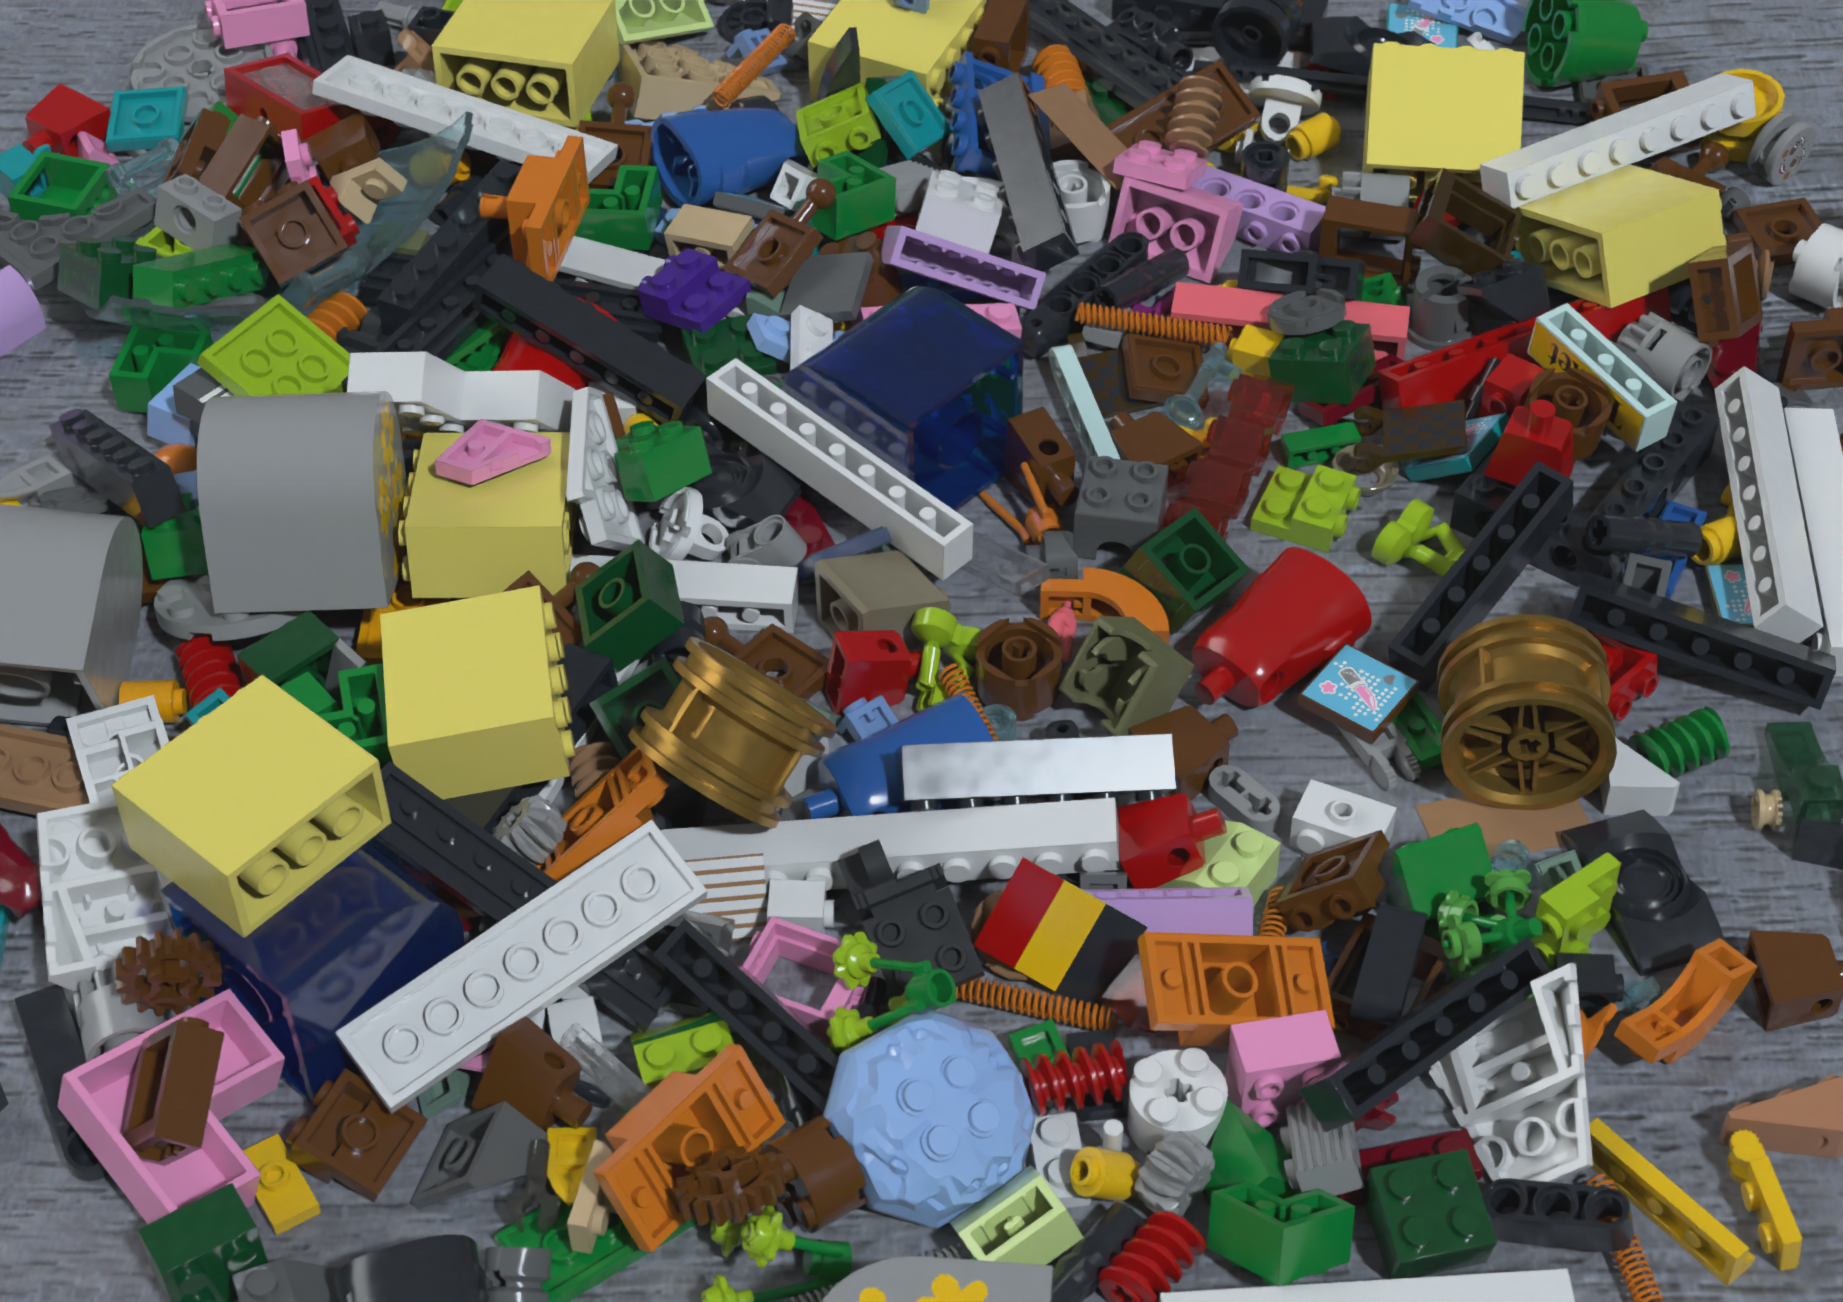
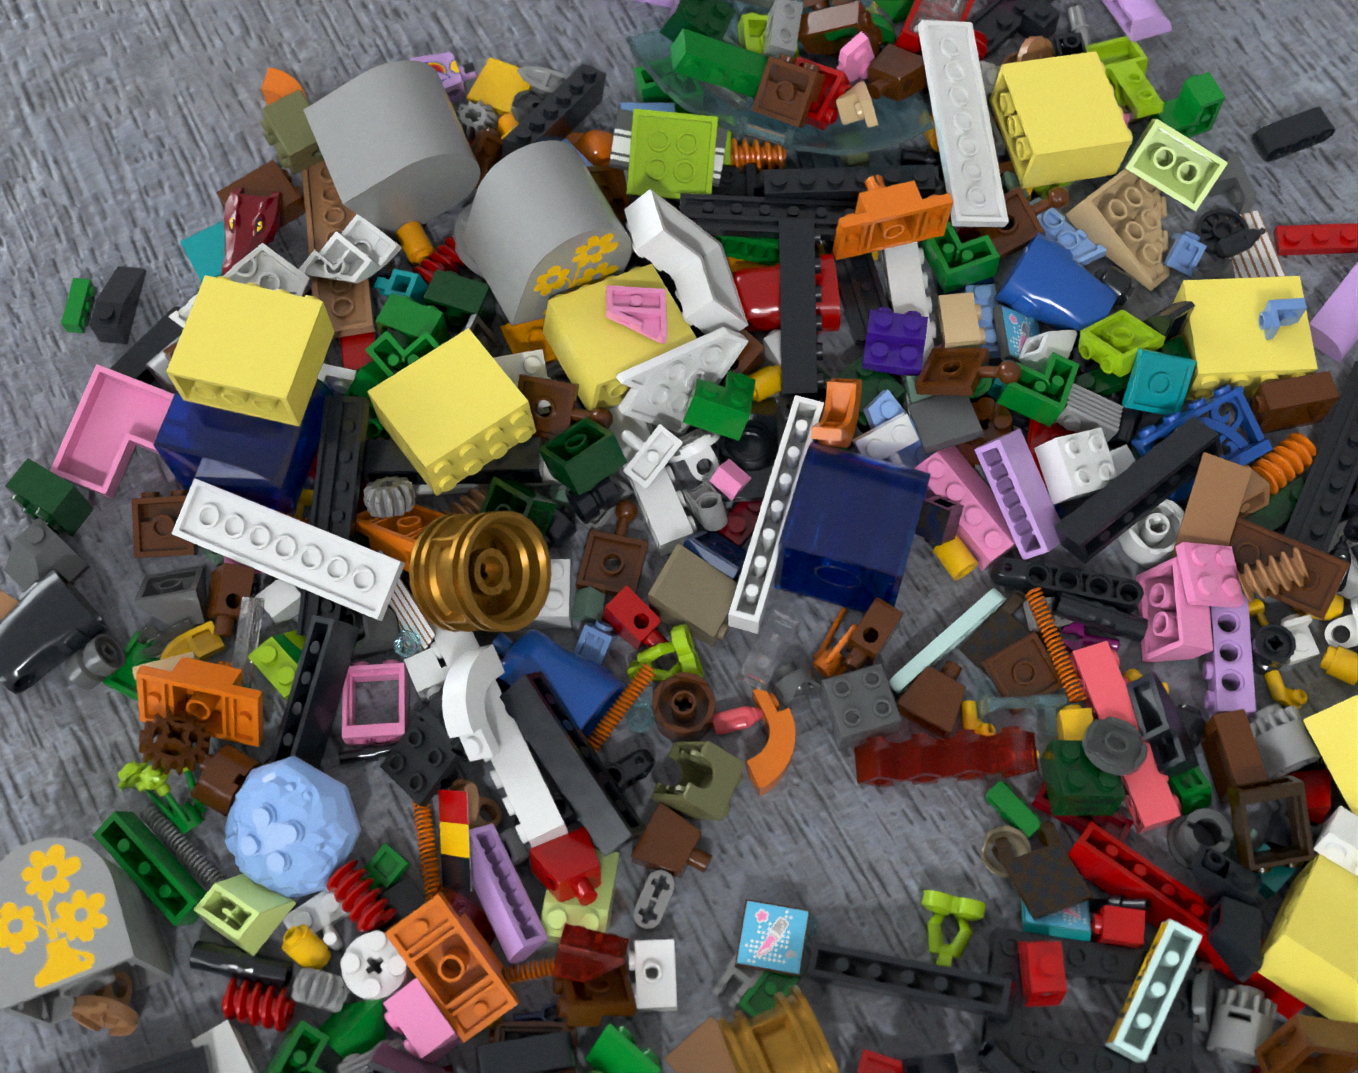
camera: 65 degrees right, 20 degrees up
(173, 1091) = (112, 422): reddish brown window -> none
(281, 1187) = (118, 510): yellow plate -> none
(674, 540) = (650, 455): none -> white plate
(746, 904) = (400, 640): none -> clear light blue hinge
(748, 62) = (1160, 259): orange piece -> none
(755, 502) = (730, 479): none -> bright pink slope
(766, 360) = (839, 413): none -> orange arch
(855, 963) = (369, 777): plant -> none
(900, 822) = (465, 698): none -> white arch
(1186, 568) = (821, 774): dark green brick -> none
(1280, 630) = (797, 859): red torso -> none
(1289, 855) = (588, 953): none -> clear red slope
(1307, 506) = (946, 826): lime plate -> none
(1578, 399) = (1111, 966): reddish brown brick -> none
(1590, 294) = (1236, 936): none -> black slope

